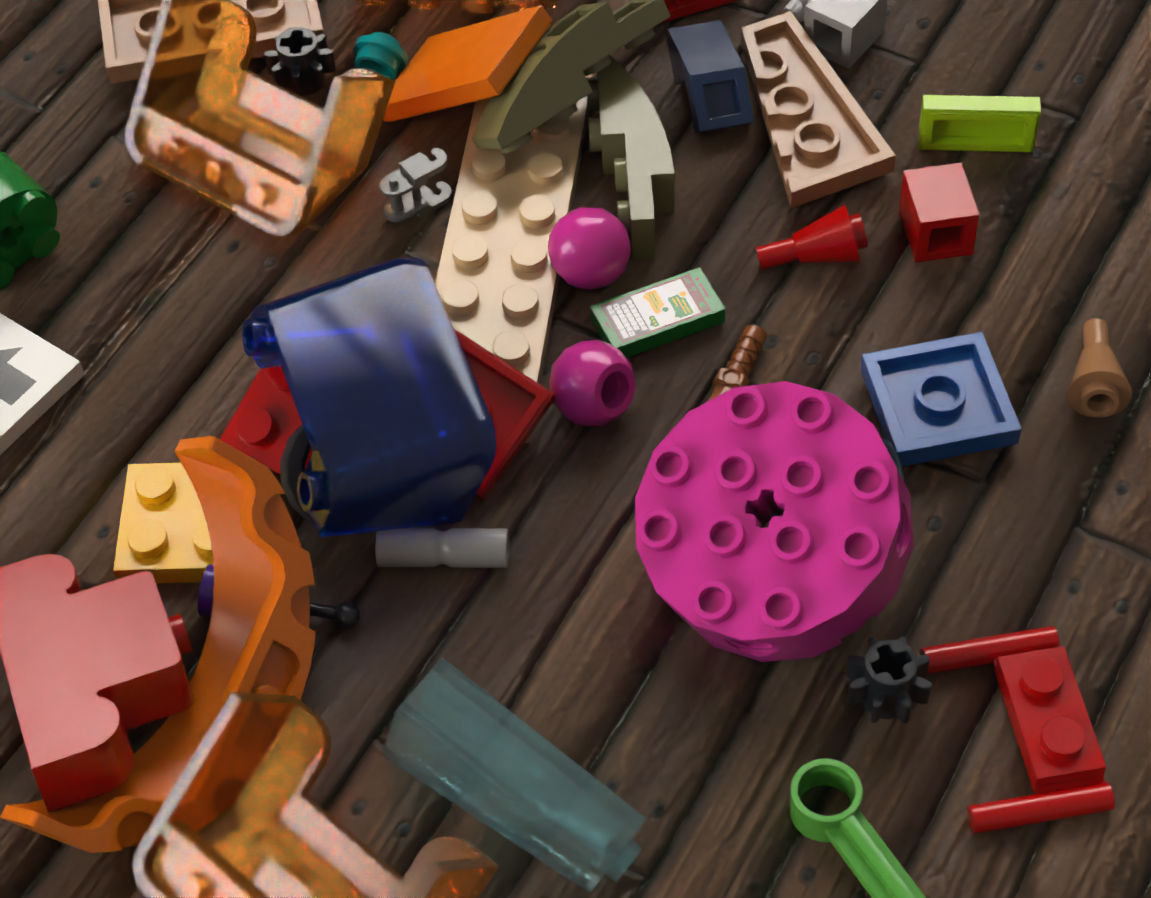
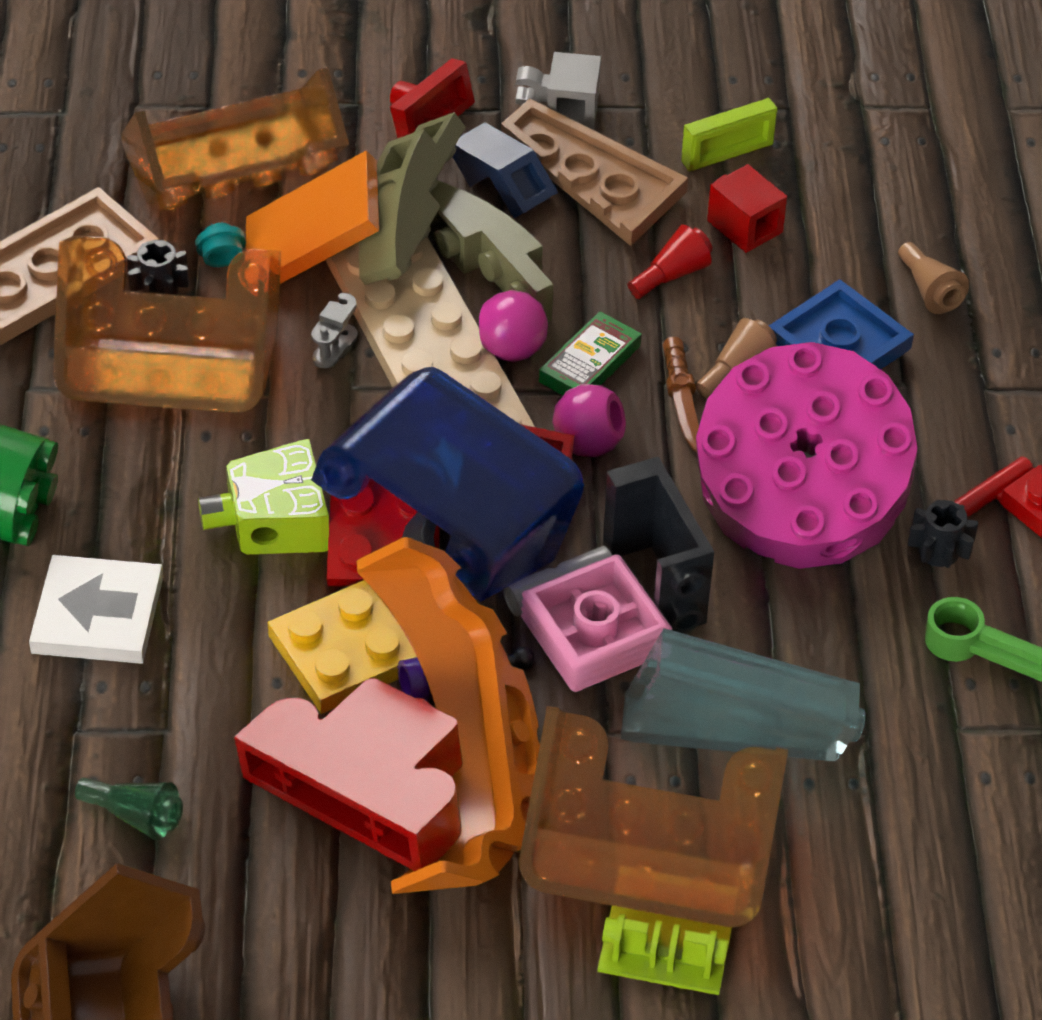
camera: 35 degrees left, 5 degrees down
(205, 337) = (272, 502): none -> lime torso
(403, 587) = (593, 621): none -> bright pink brick
(535, 613) = (649, 512): none -> black panel
(825, 368) = (746, 341): none -> medium nougat cone

